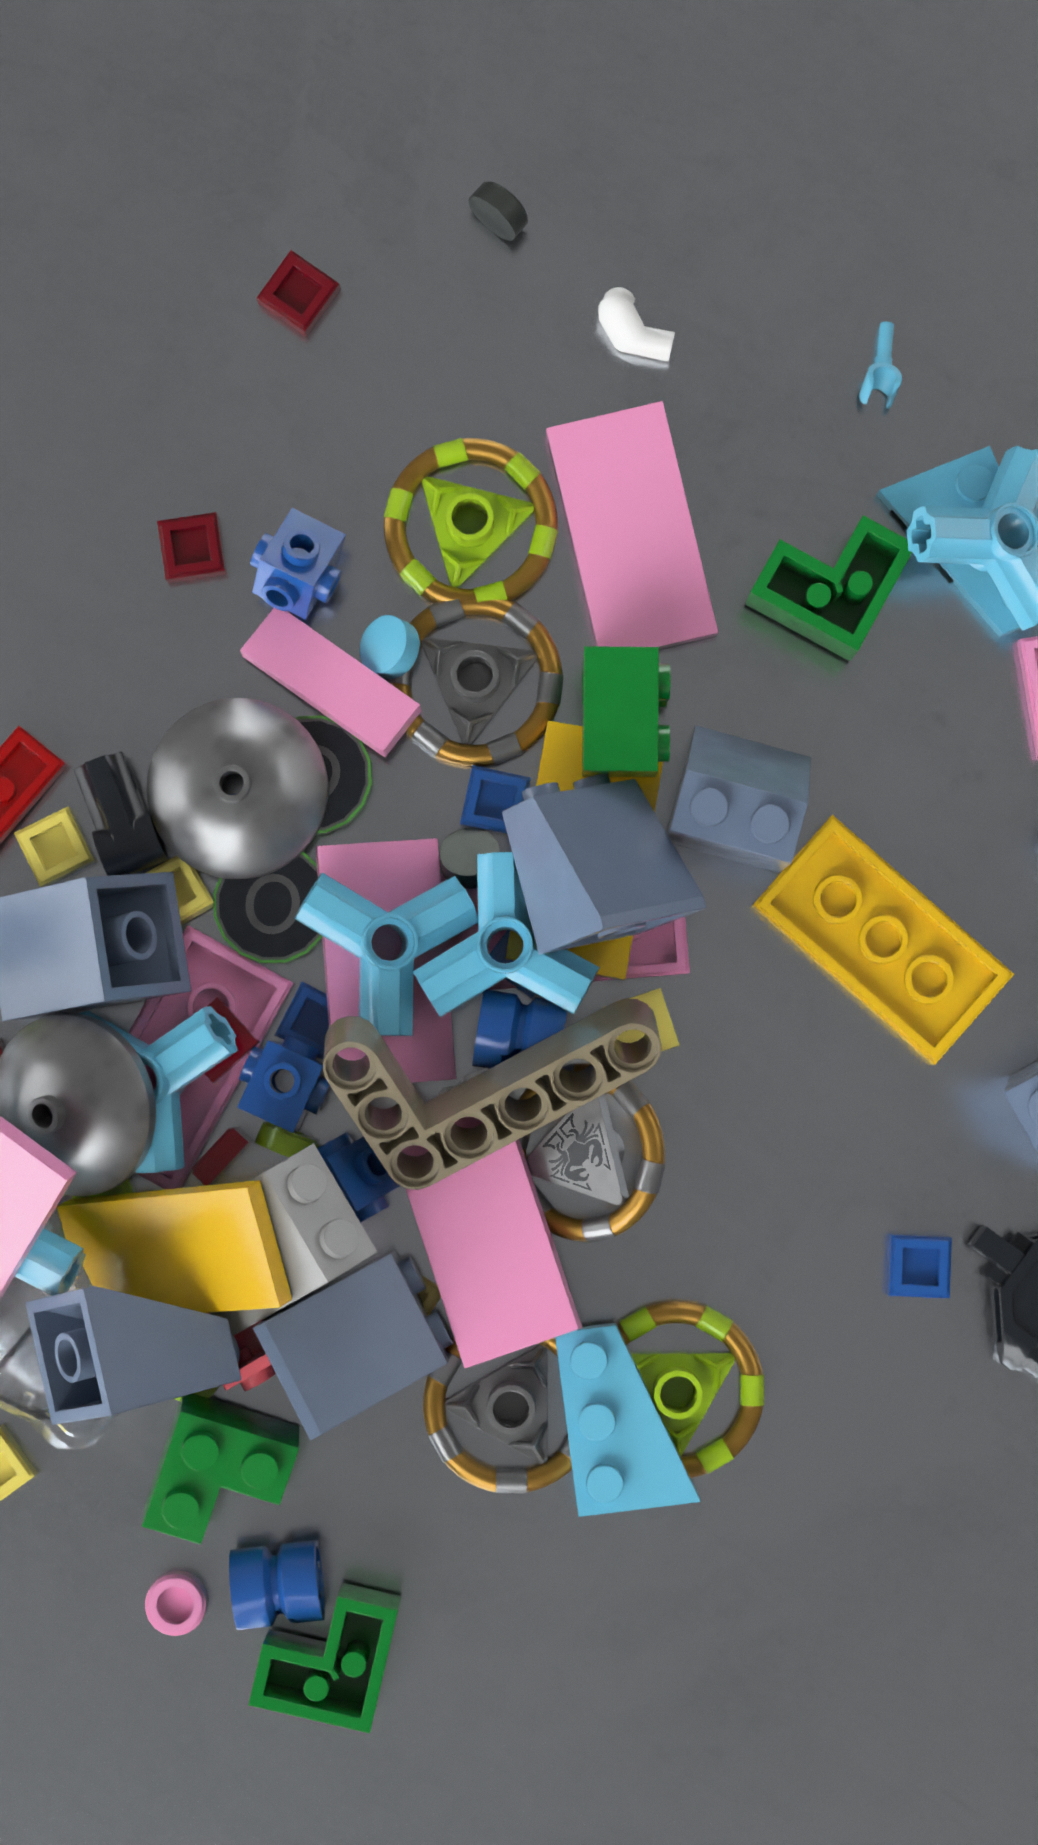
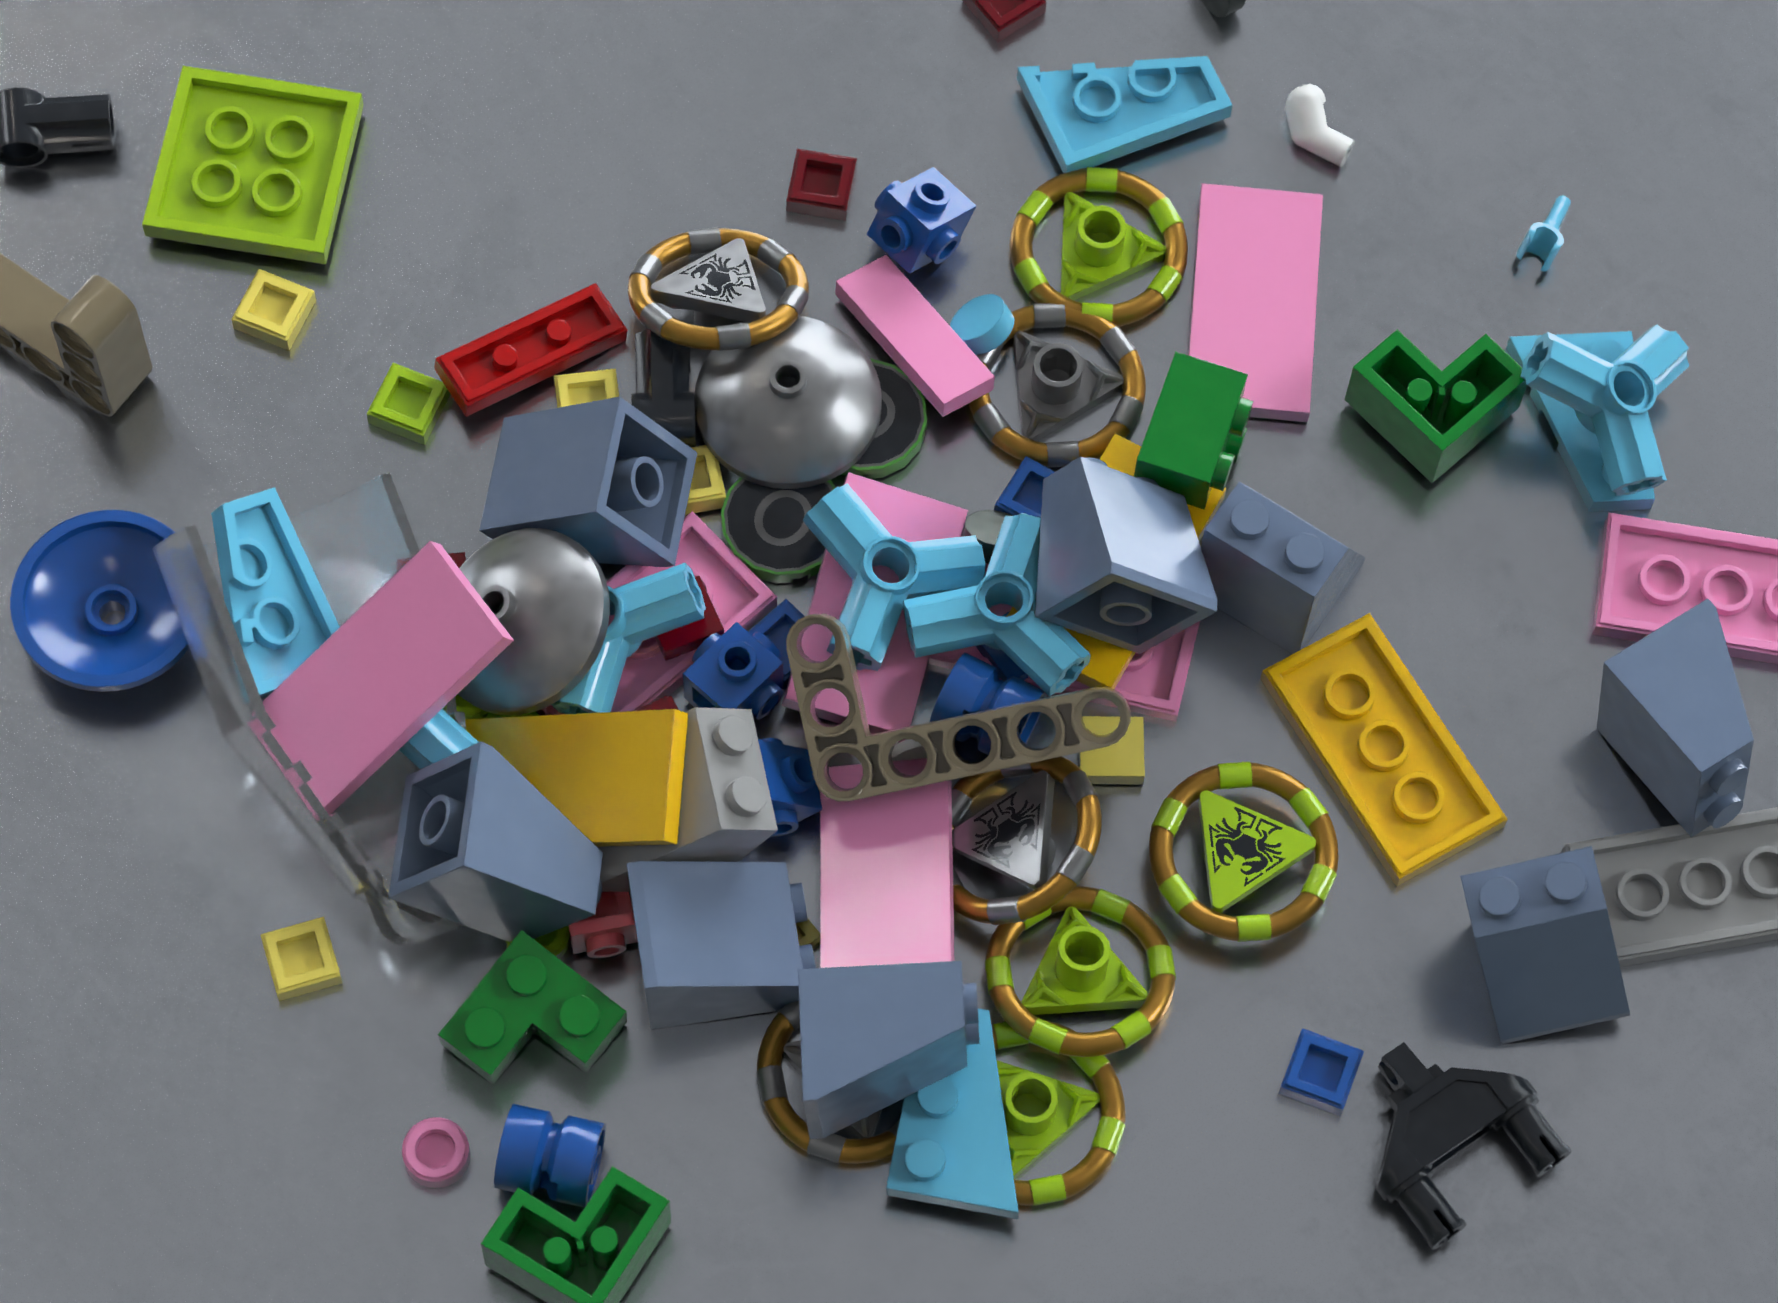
camera: 10 degrees right, 20 degrees down
(133, 702) = (717, 288): none -> piece
(443, 376) = (1115, 111): none -> medium azure wing
(529, 1415) = (879, 1036): none -> sand blue slope
(684, 1252) = (1083, 976): none -> lime piece
(791, 1094) = (1244, 851): none -> piece

